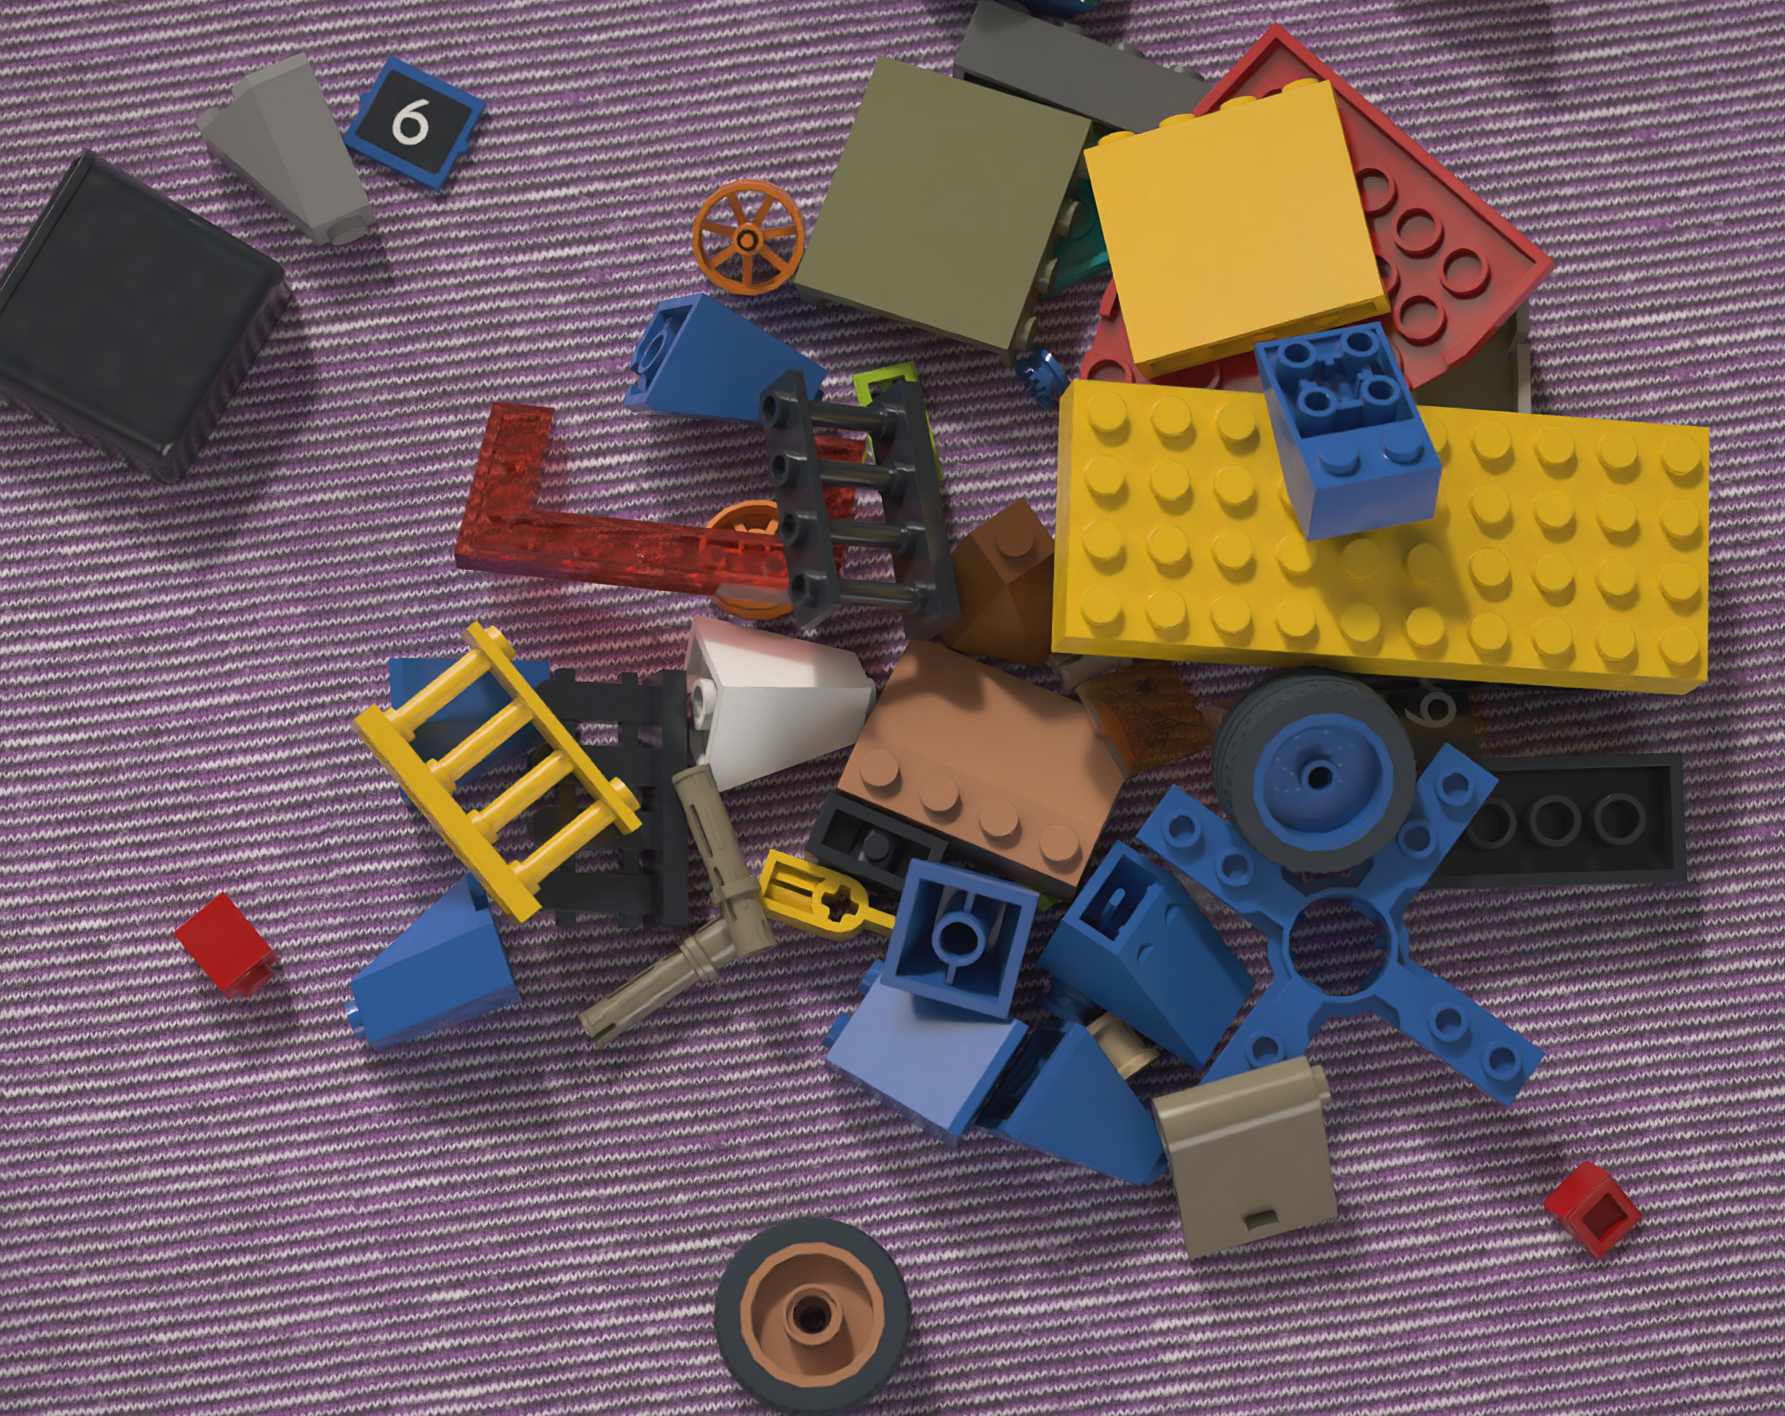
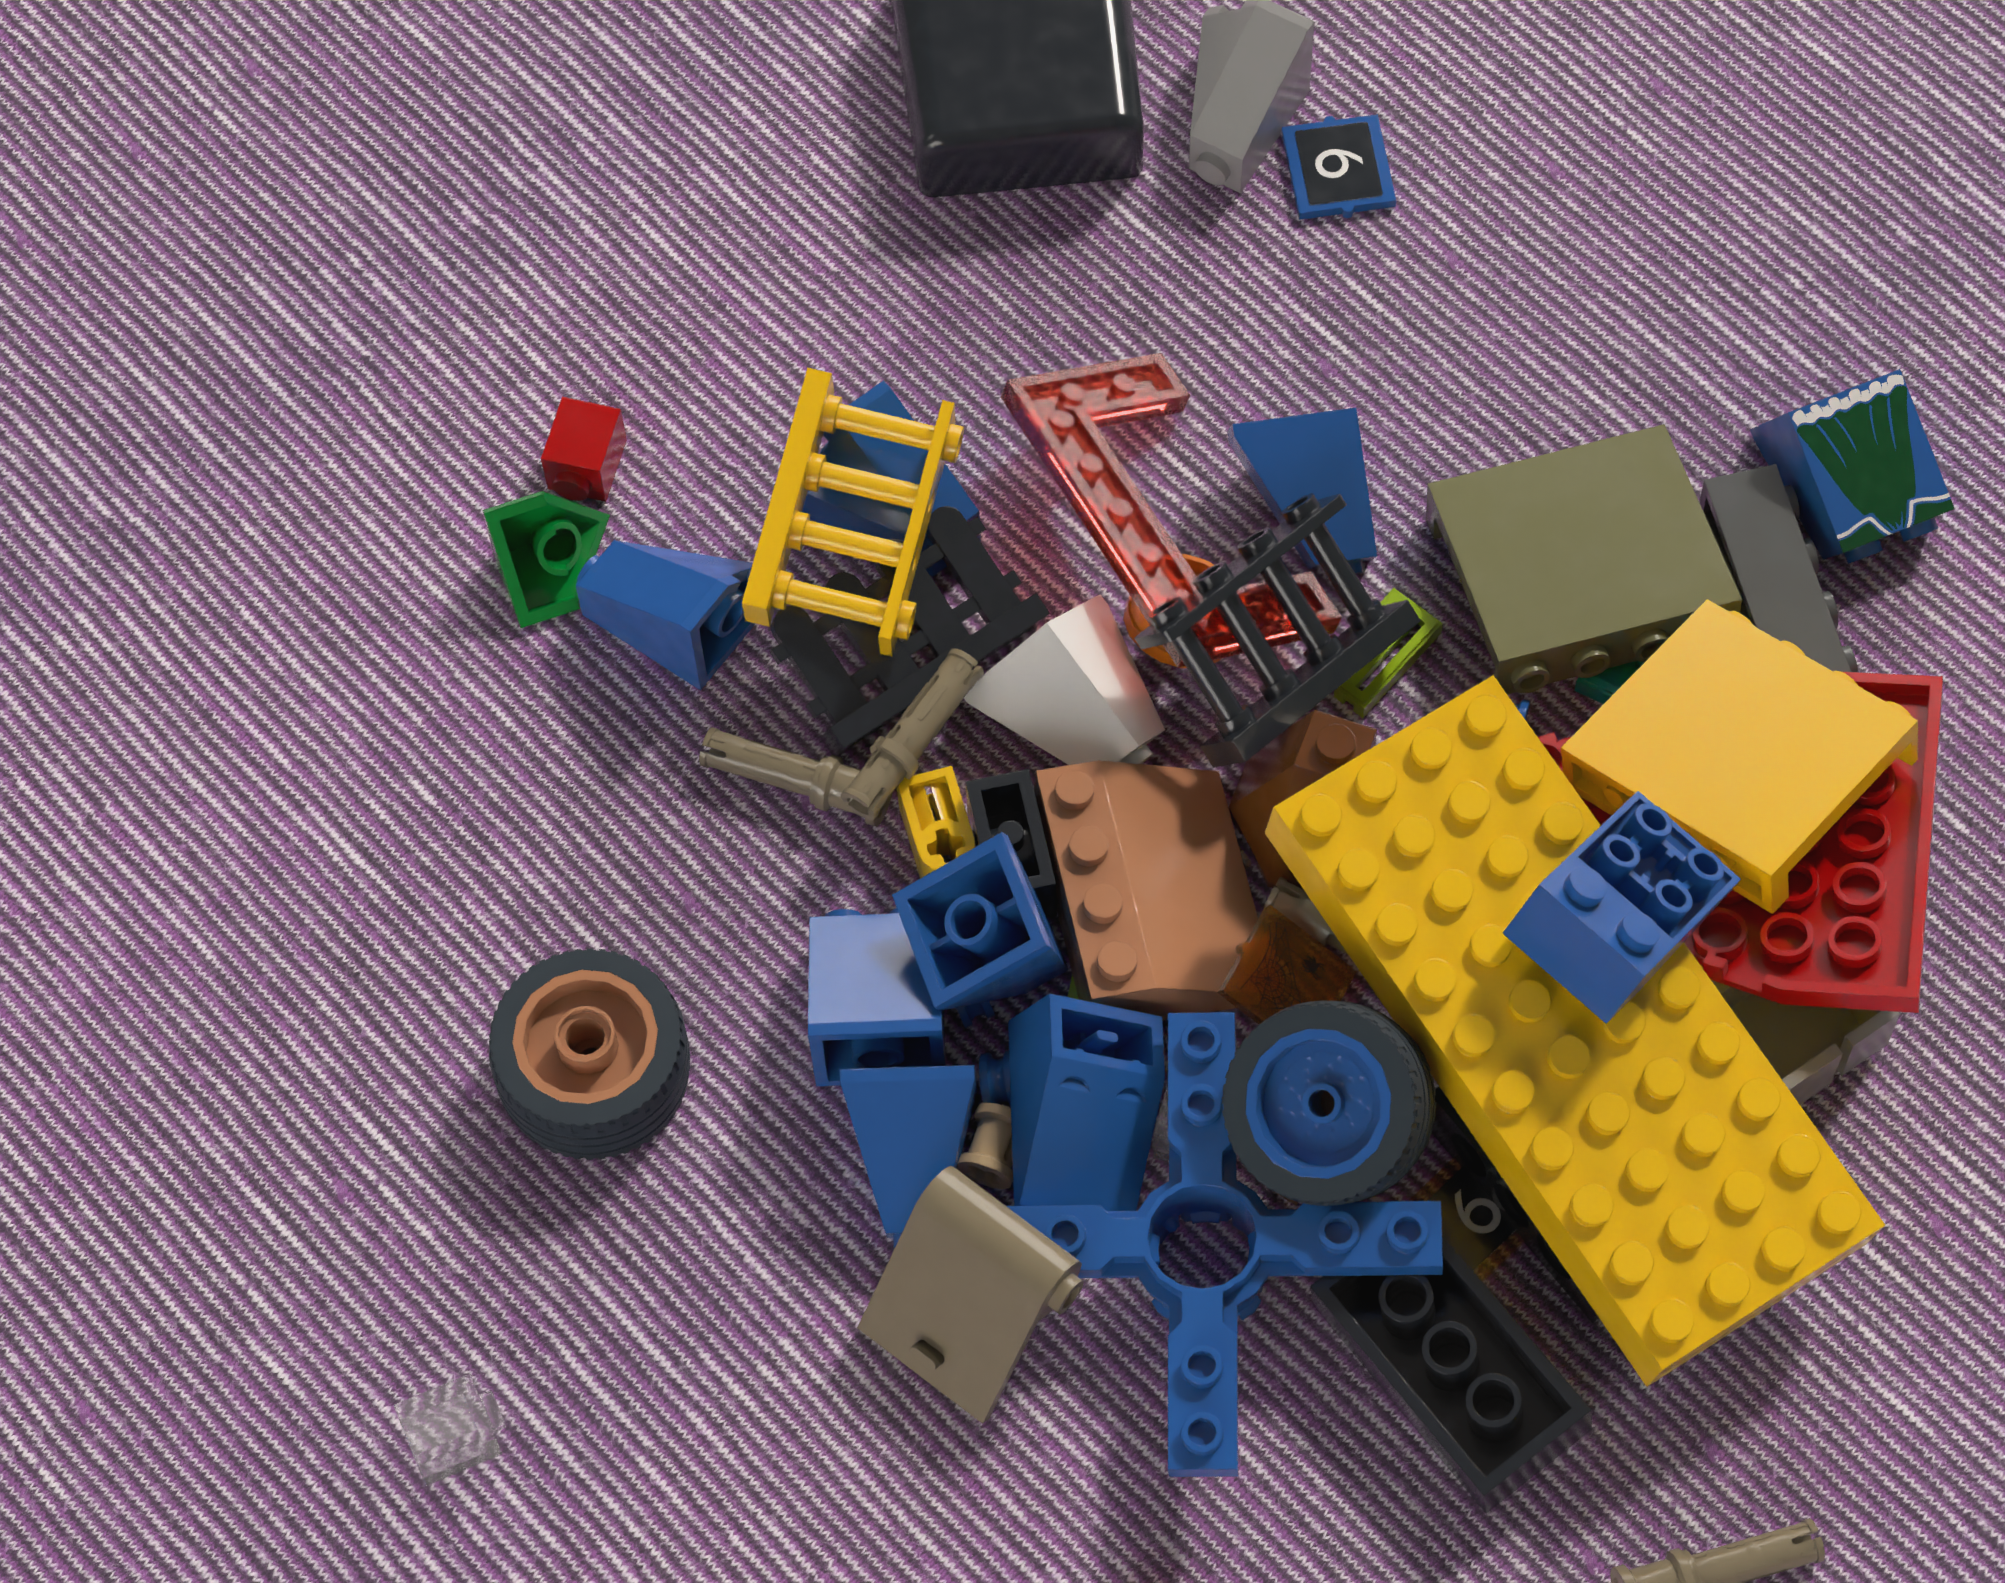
camera: 60 degrees right, 15 degrees down
(308, 1049) = (541, 550): none -> green slope
(749, 237) = (1438, 431): orange wheel -> none

